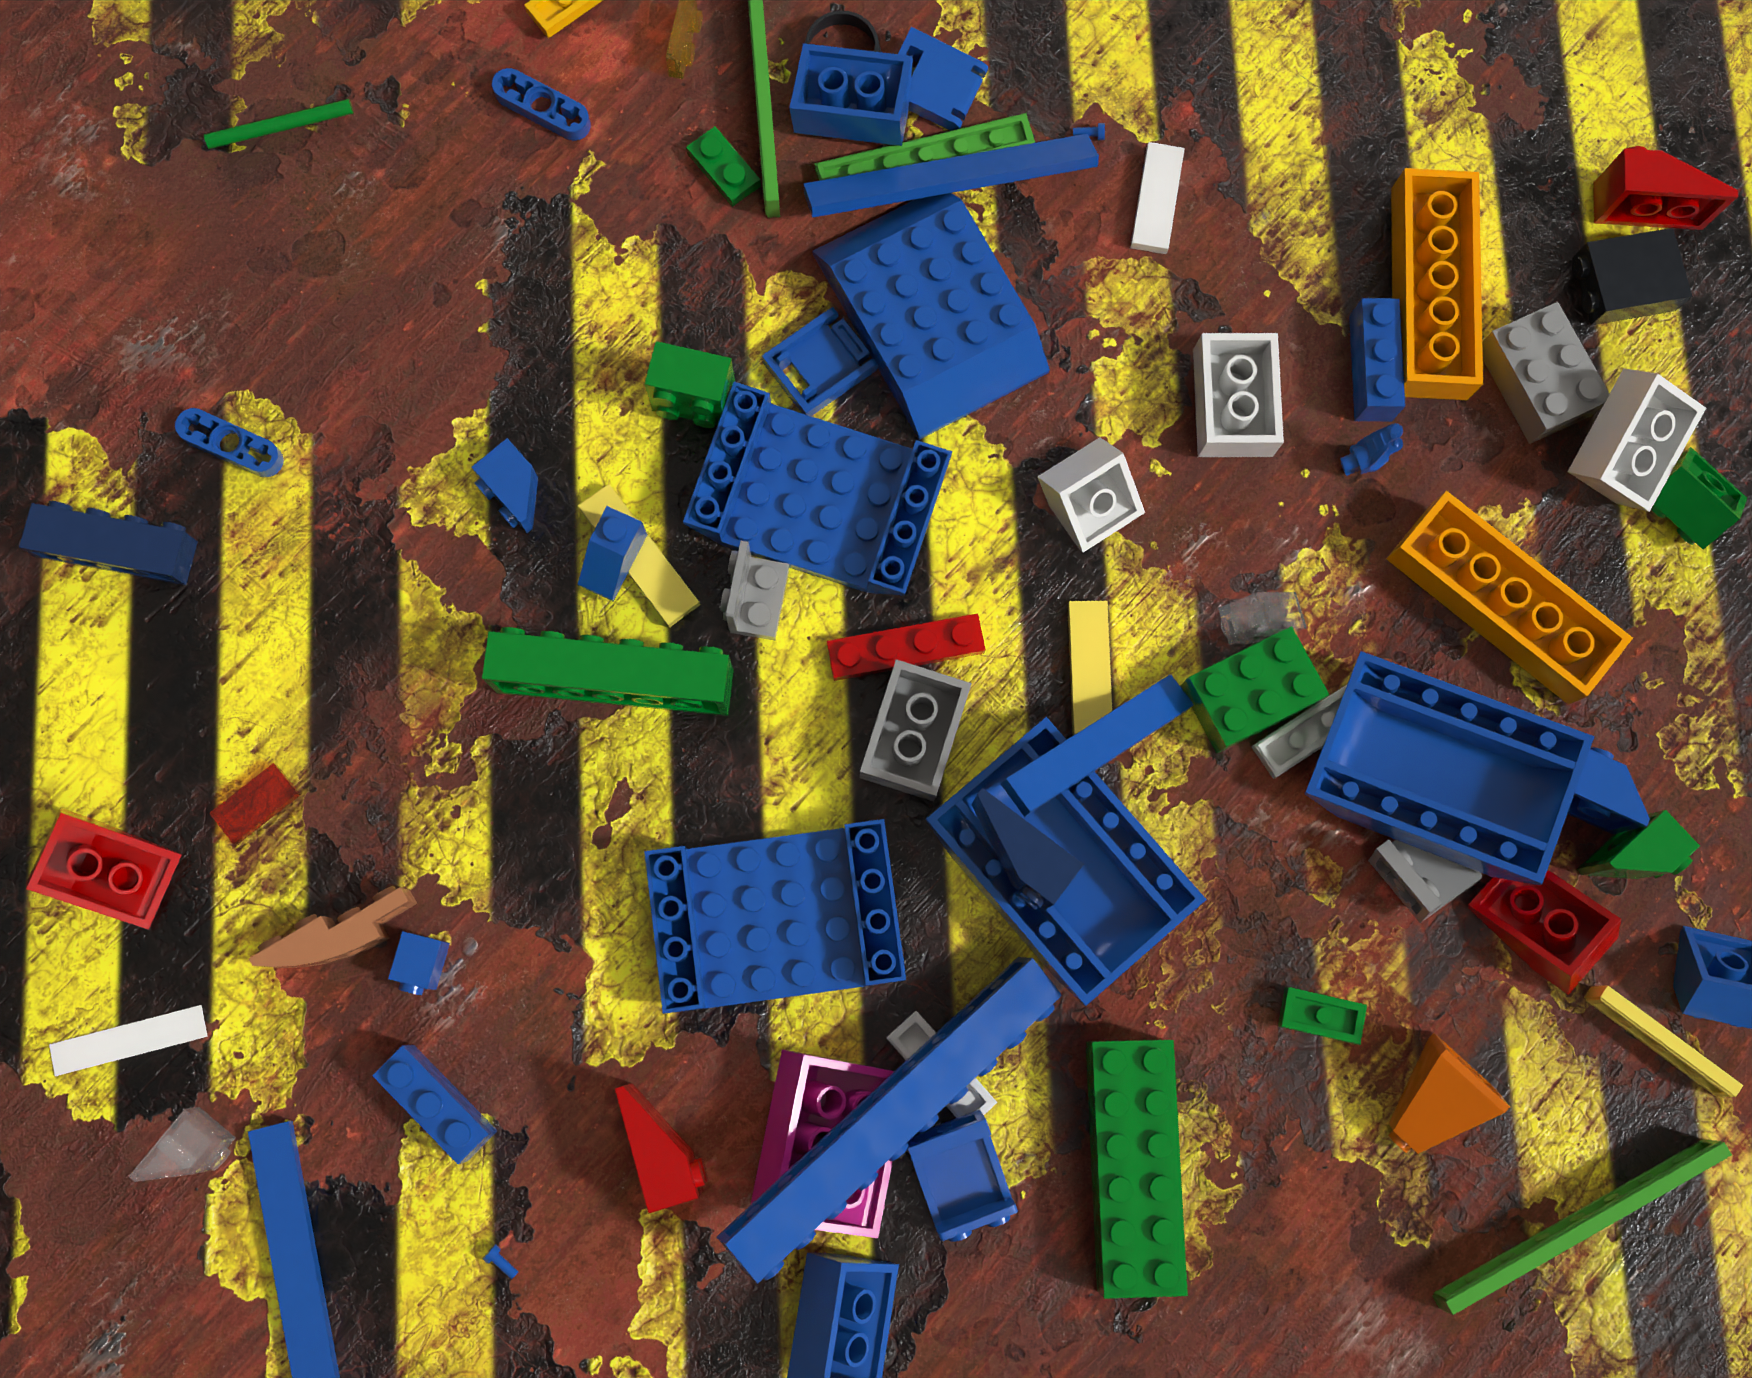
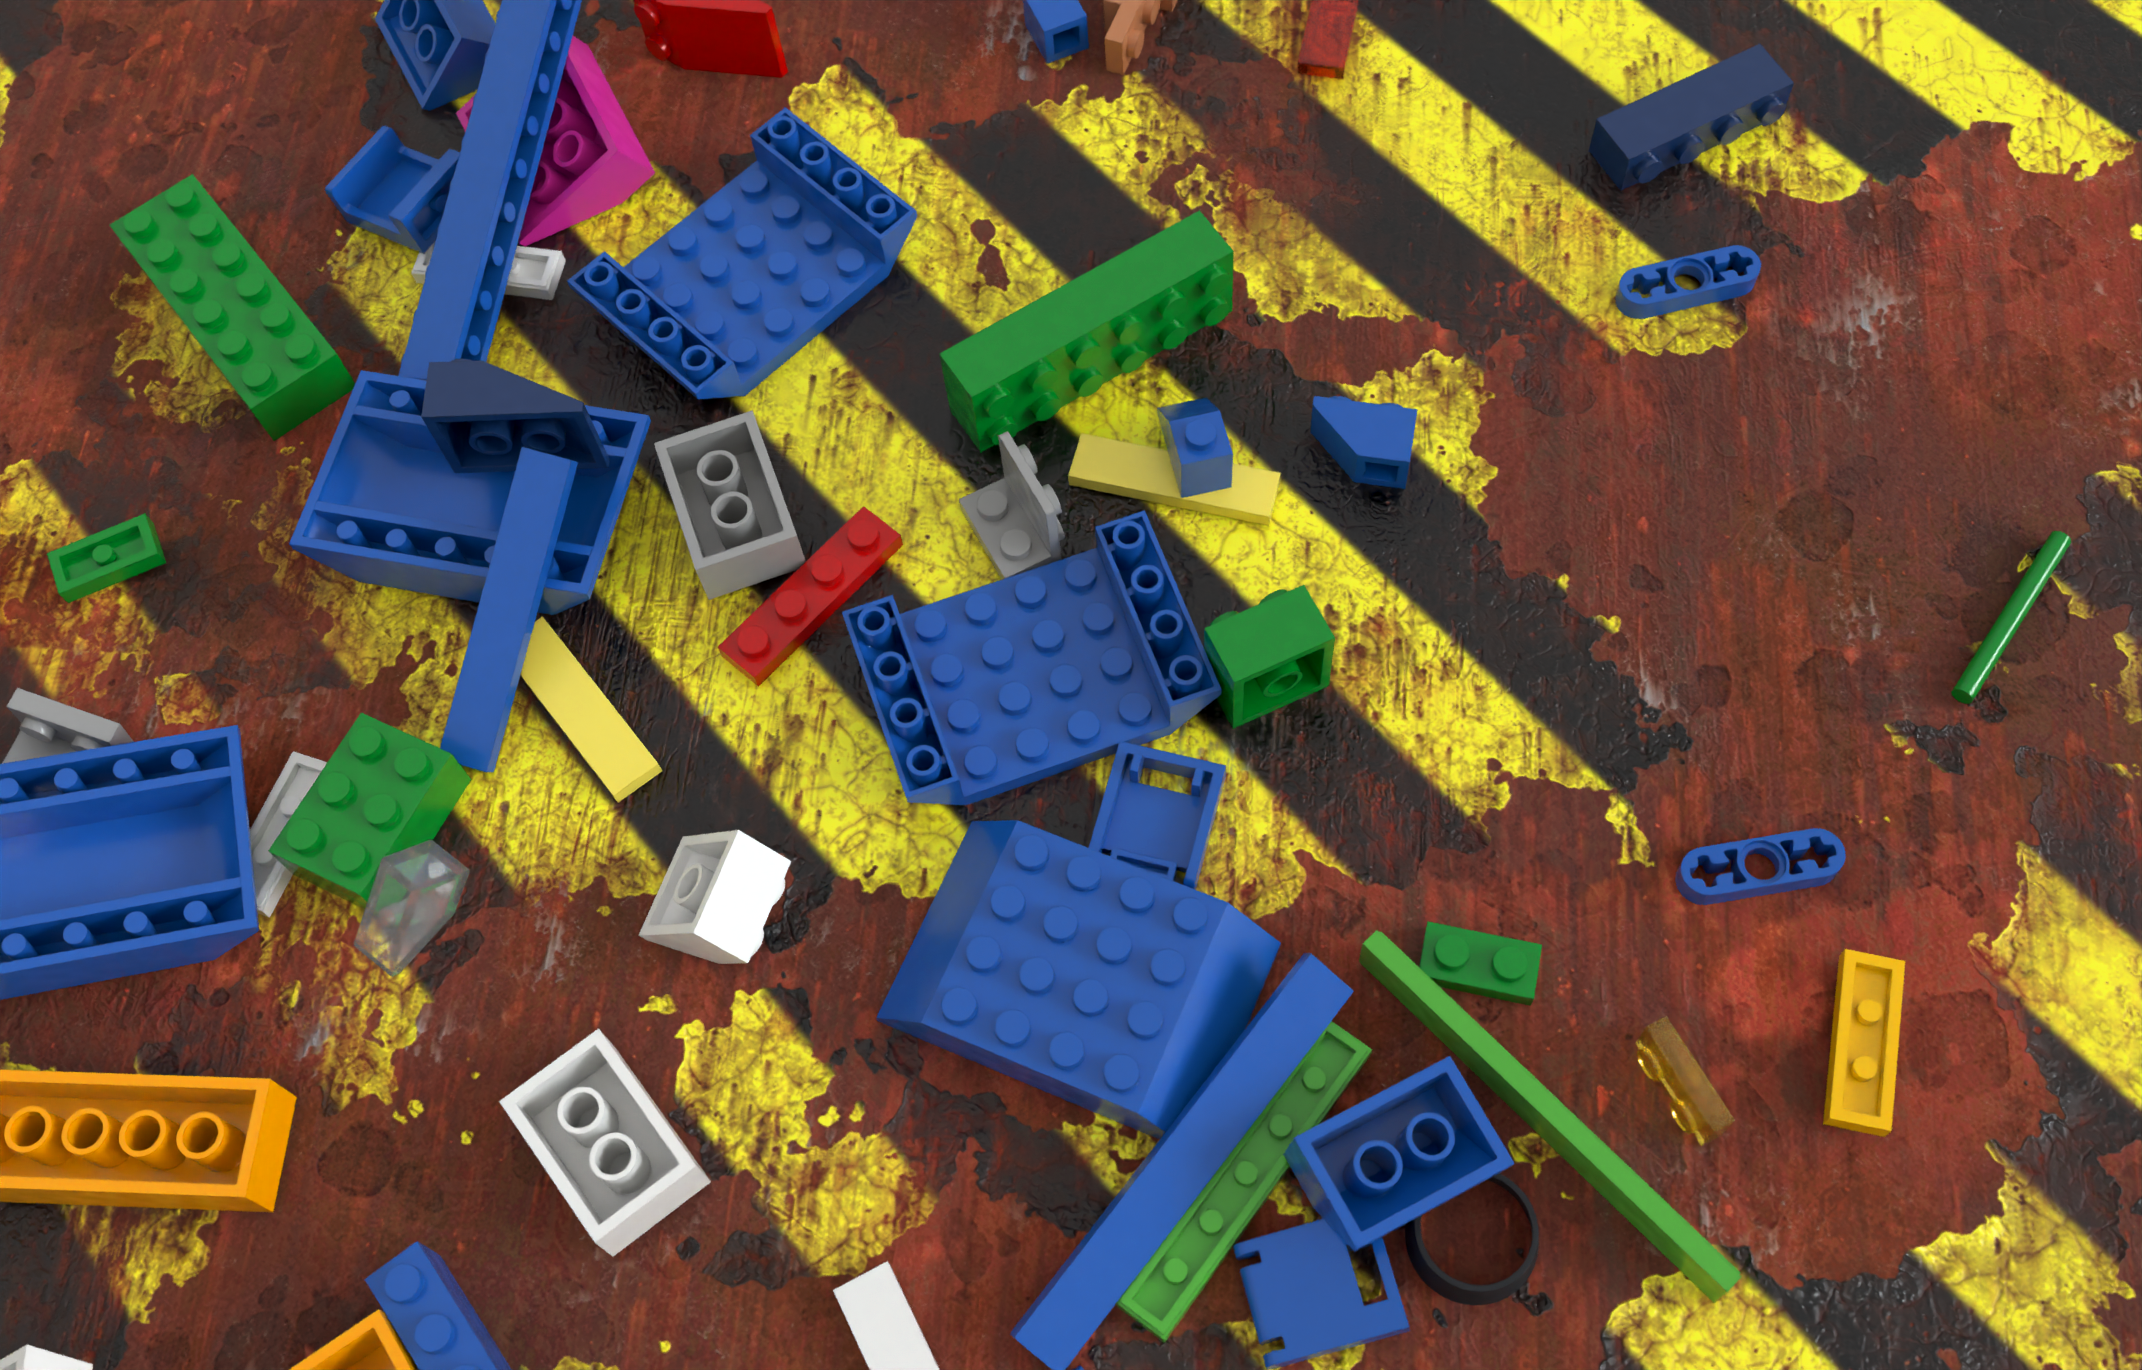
camera: 155 degrees right, 15 degrees down
(1373, 450) = (385, 1199): blue helmet -> none

